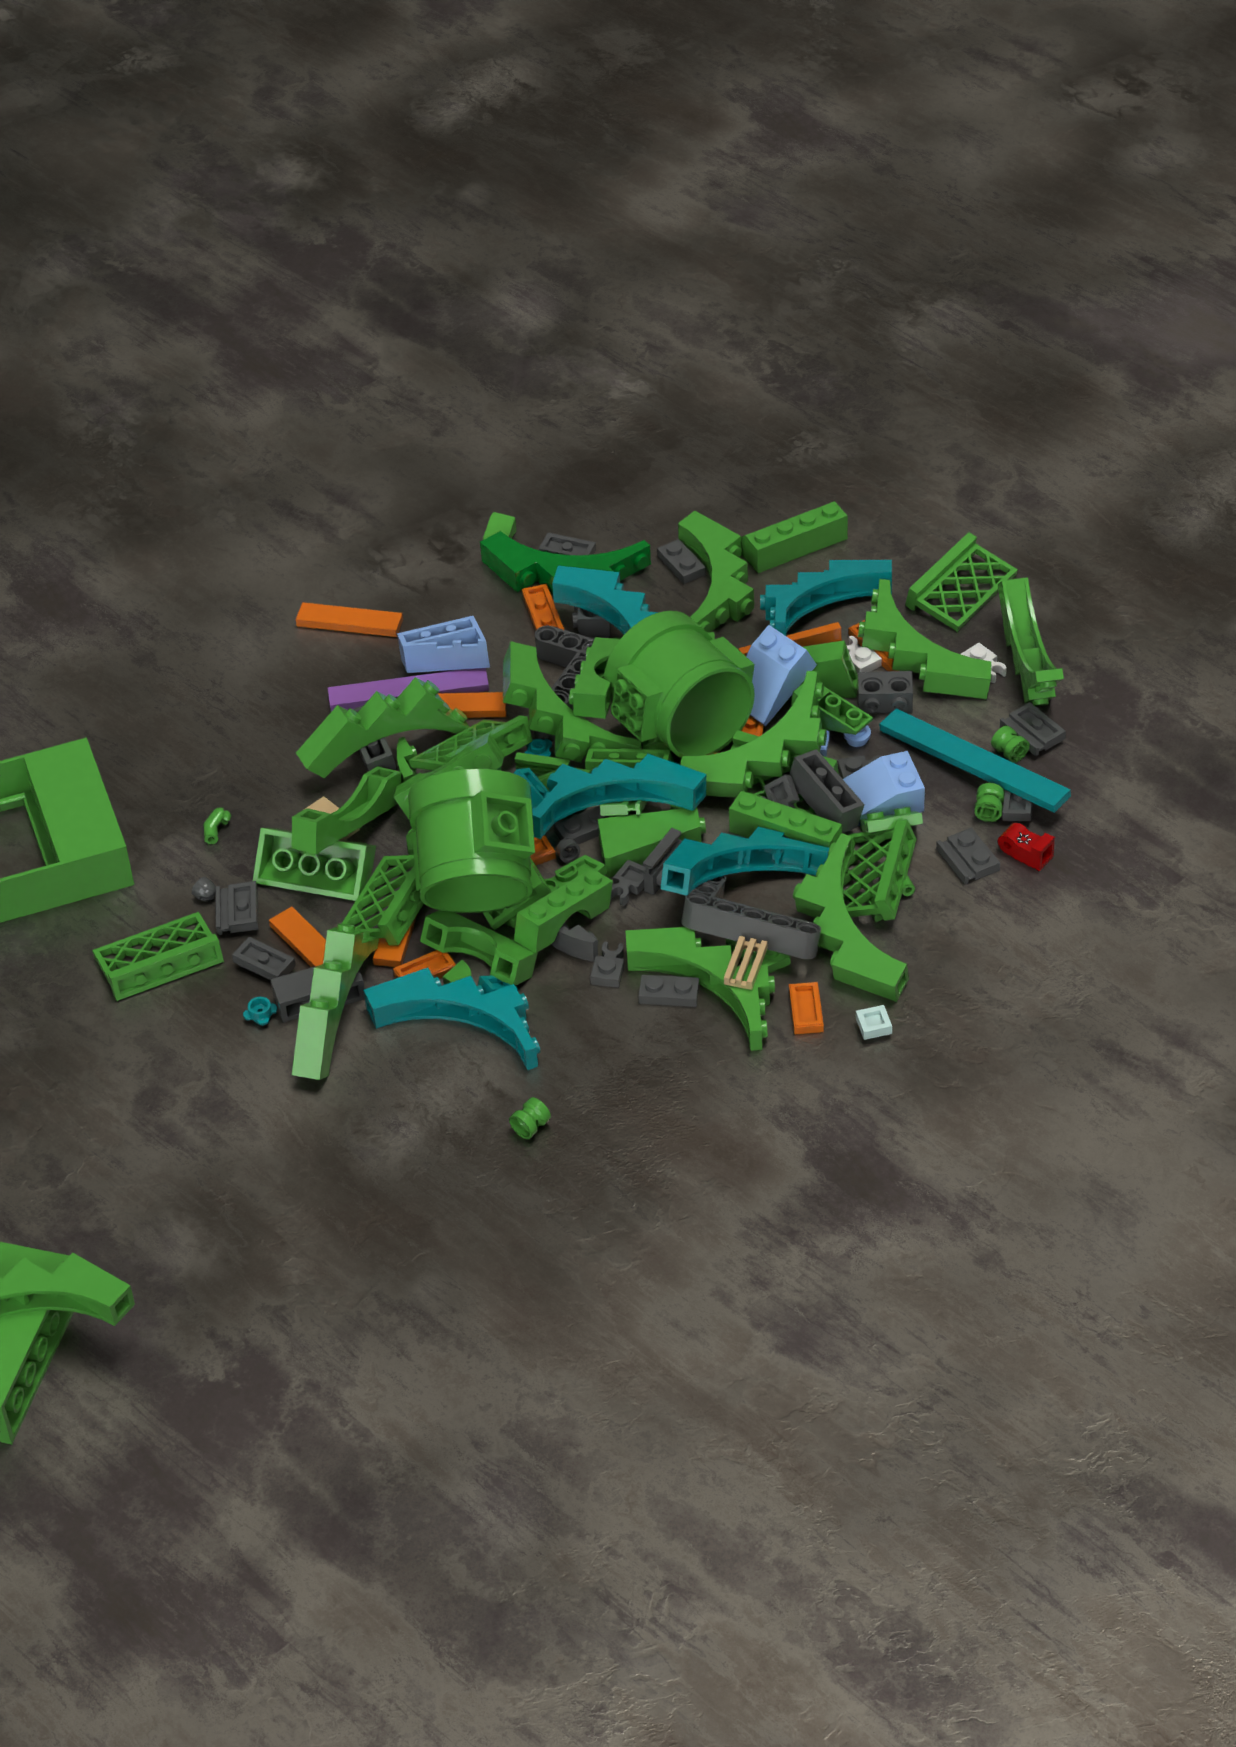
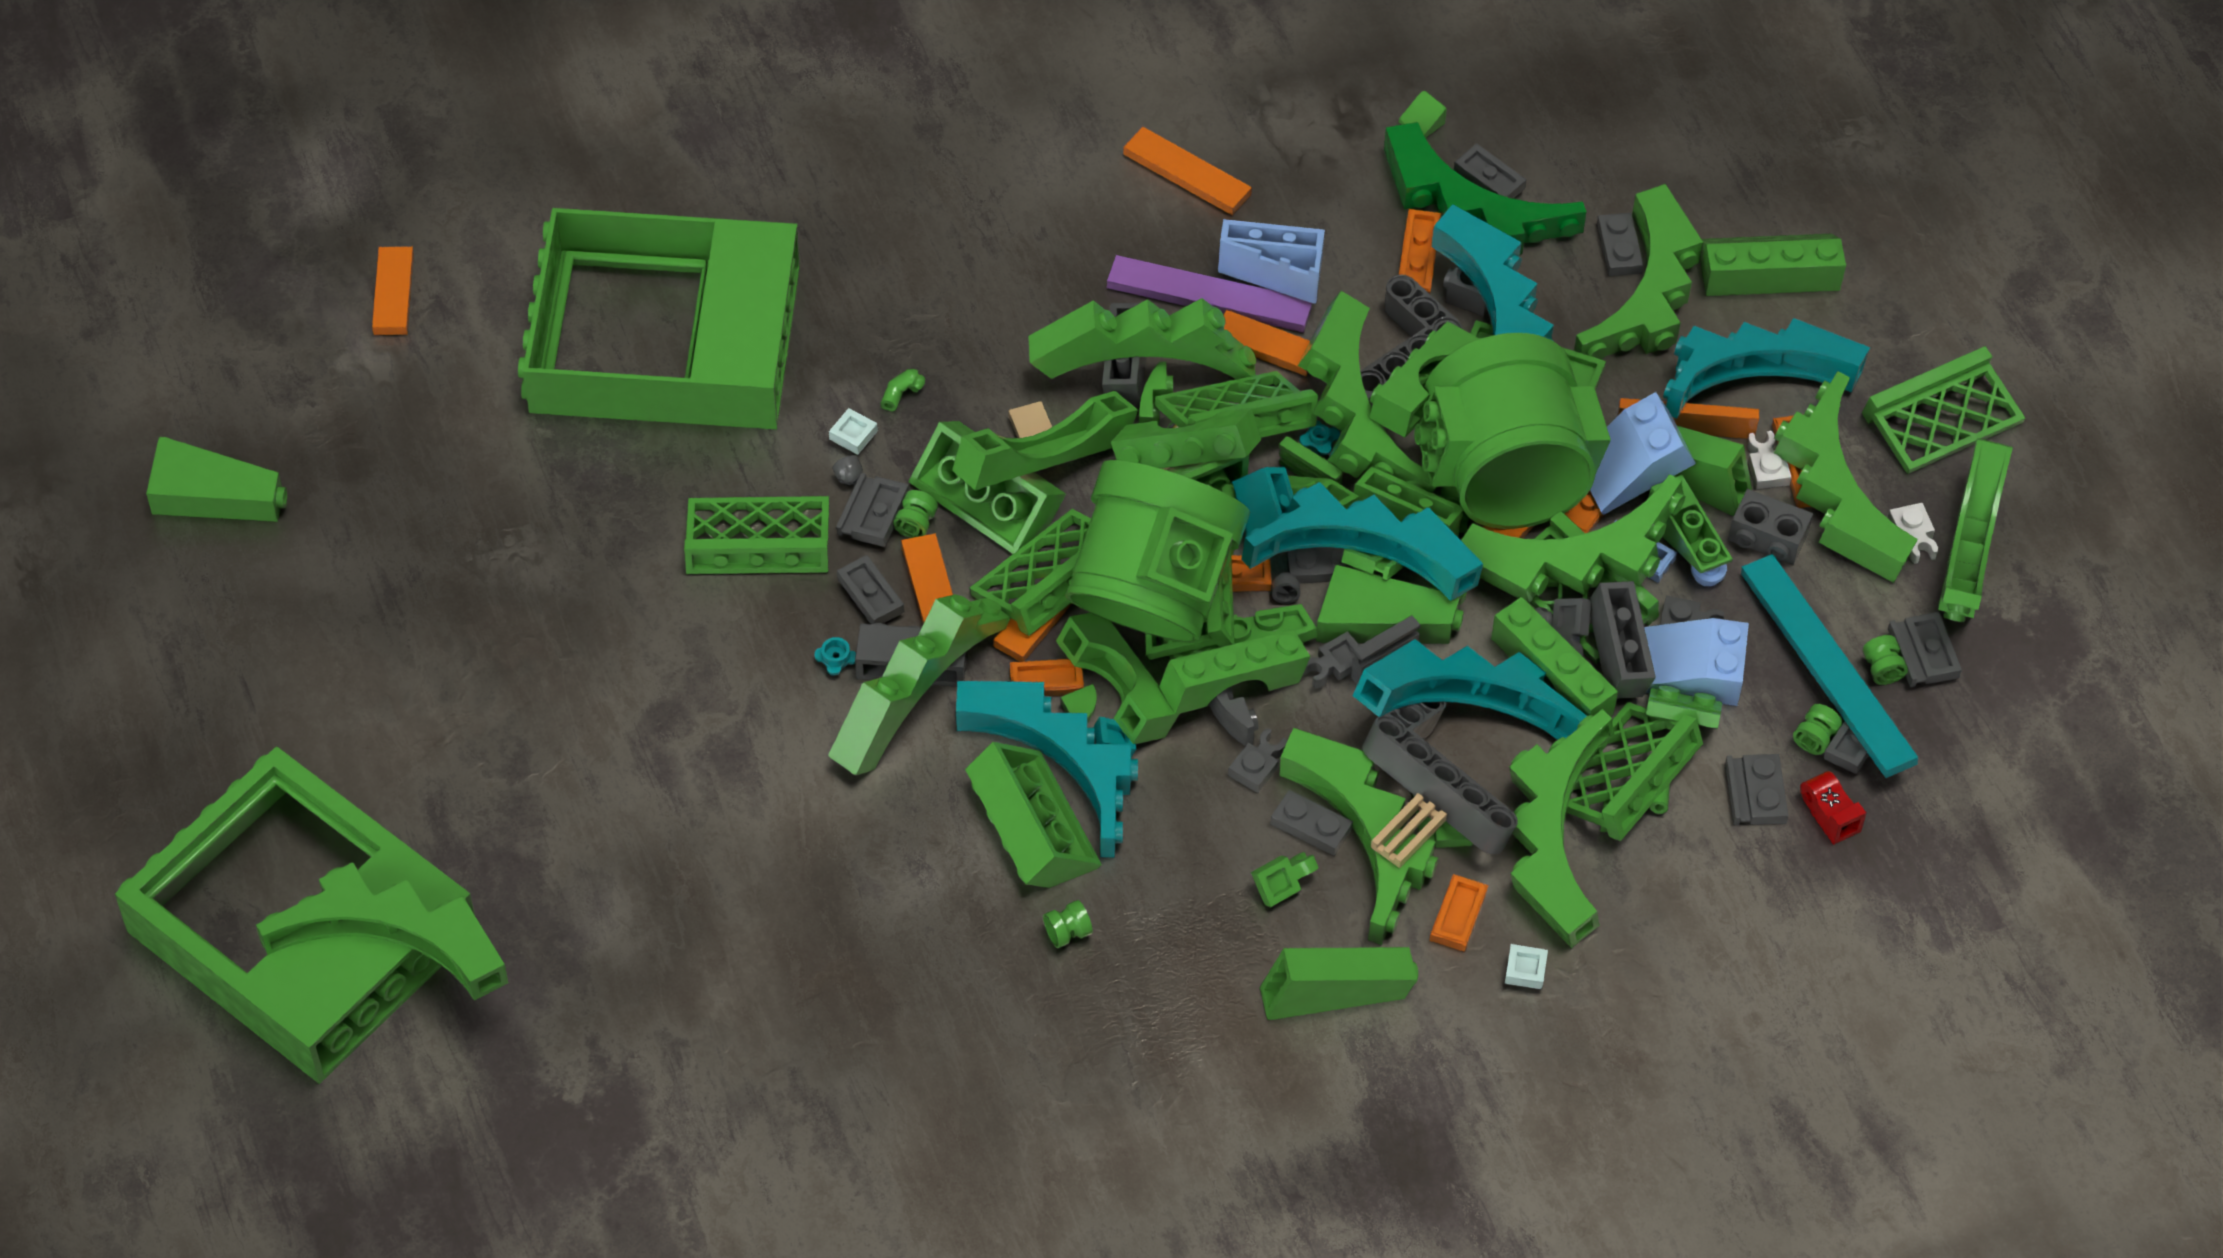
camera: 20 degrees right, 10 degrees up
(194, 863) = (853, 431): none -> light aqua plate
(270, 898) = (916, 513): none -> bright green wheel
(463, 1059) = (1031, 815): none -> bright green slope
(667, 1030) = (1280, 877): none -> bright green plate
(743, 1079) = (1336, 979): none -> bright green slope

